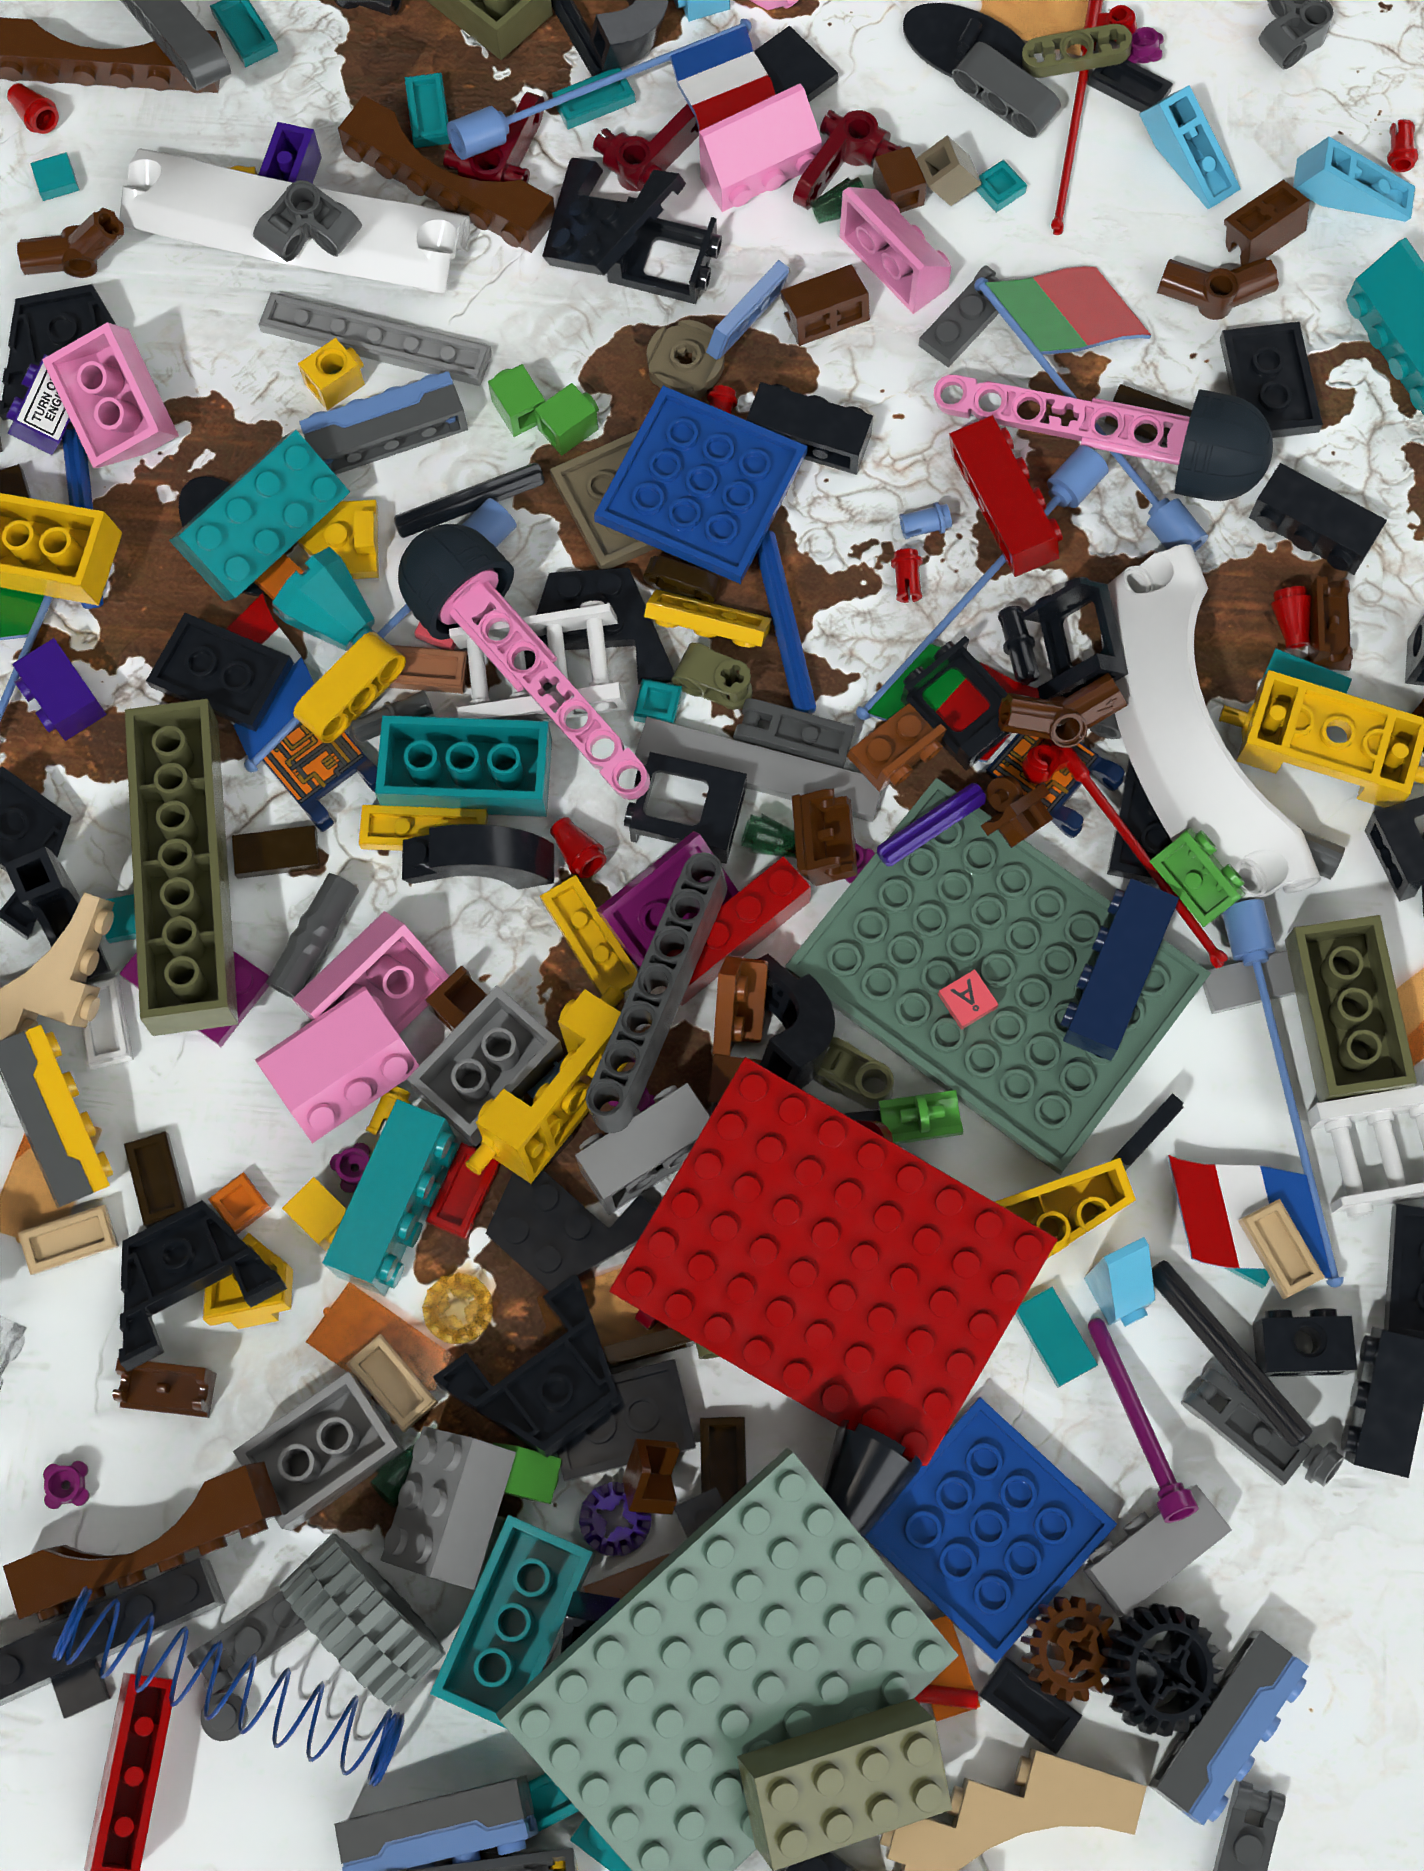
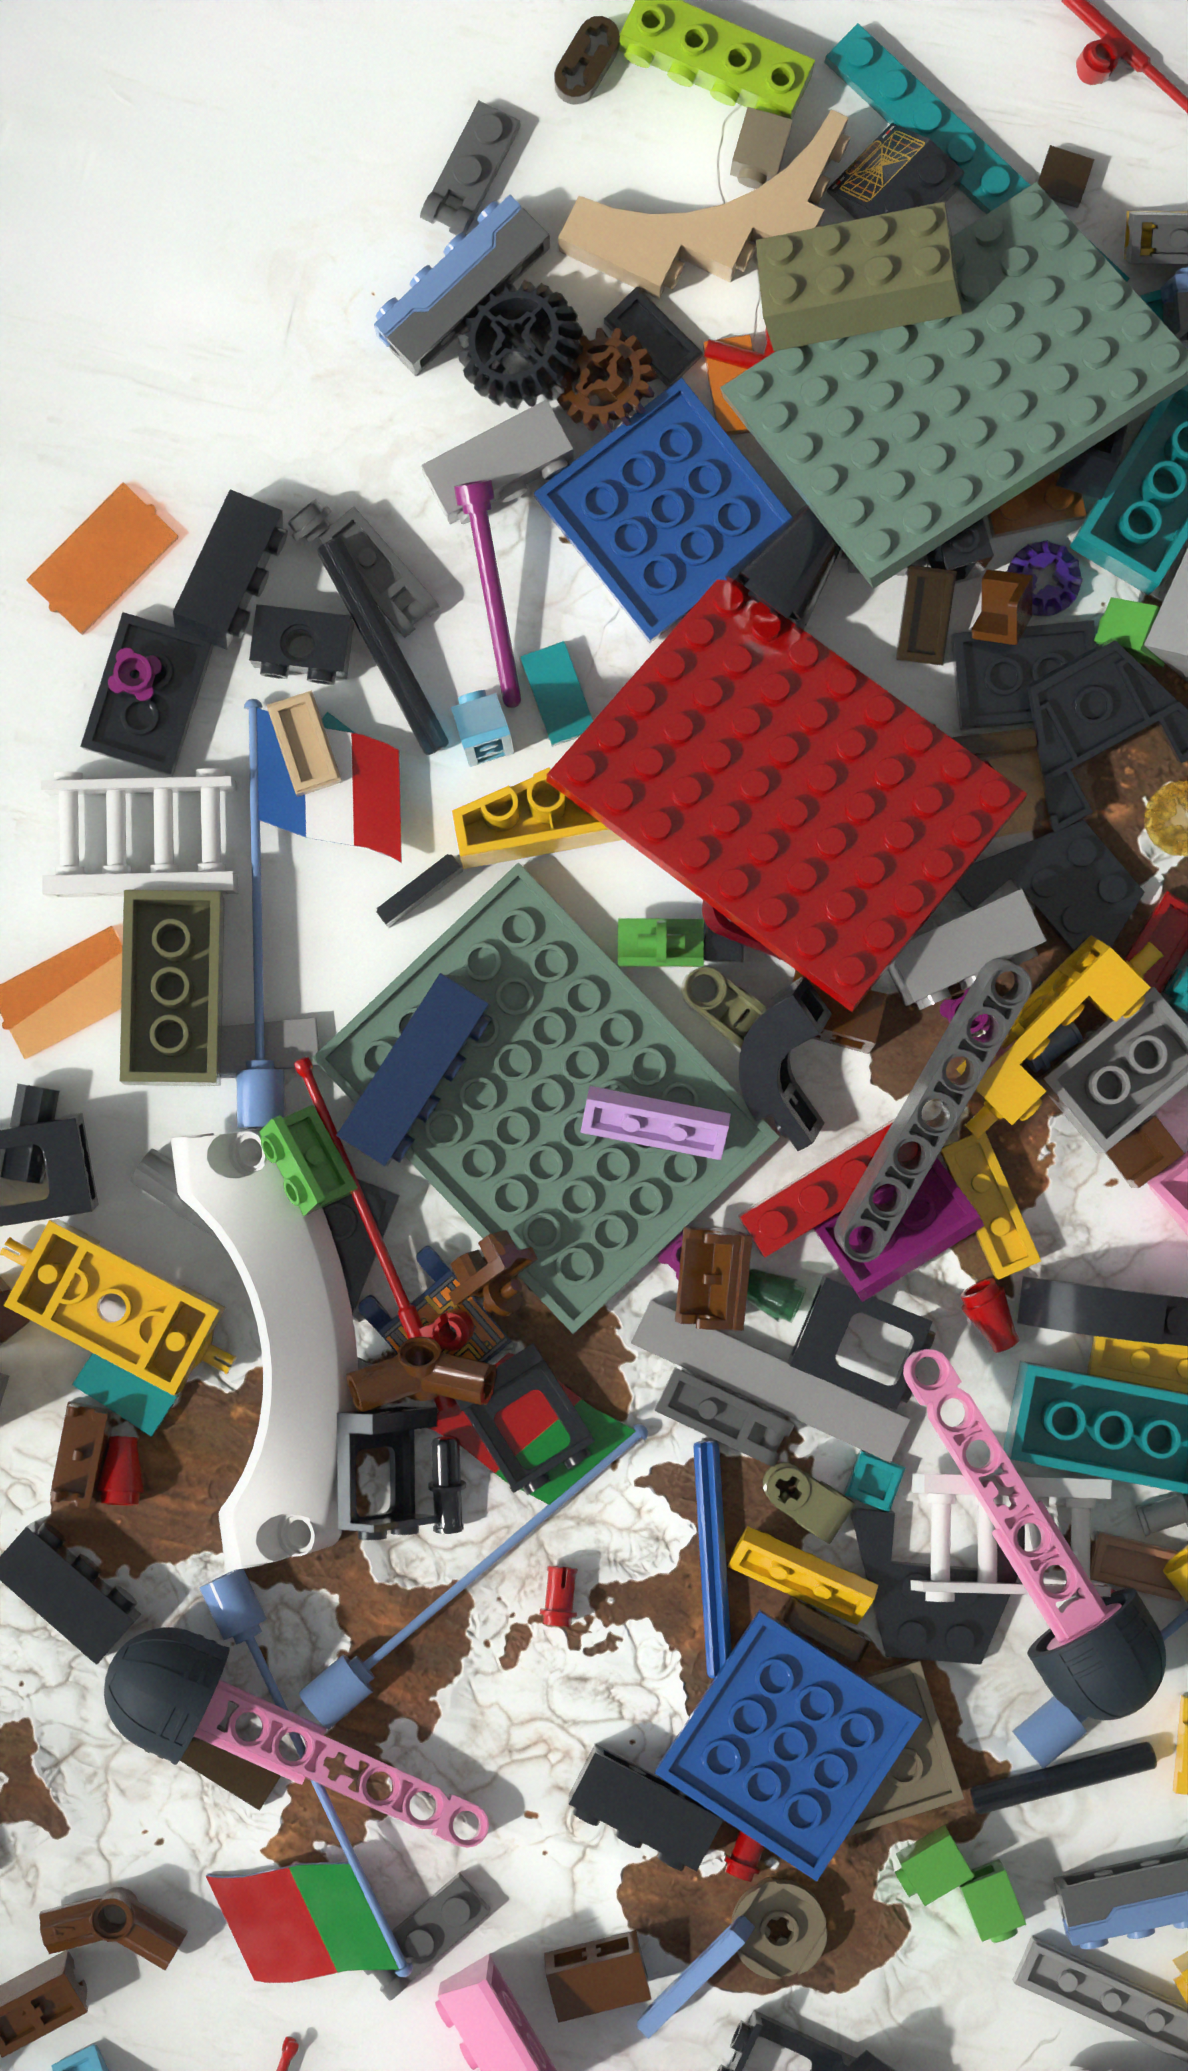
camera: 175 degrees left, 15 degrees up
(739, 1003) = (839, 1097): dark orange bracket -> none
(895, 747) = (611, 1378): dark orange bracket -> none
(899, 956) = (655, 1123): none -> lavender plate
(926, 521) = (525, 1663): medium blue pin -> none
(931, 824) = (590, 1274): dark purple axle -> none
(968, 999) = (586, 1064): coral tile -> none
(1005, 496) = (430, 1674): red brick -> none
(1273, 374) = (76, 1787): black plate -> none

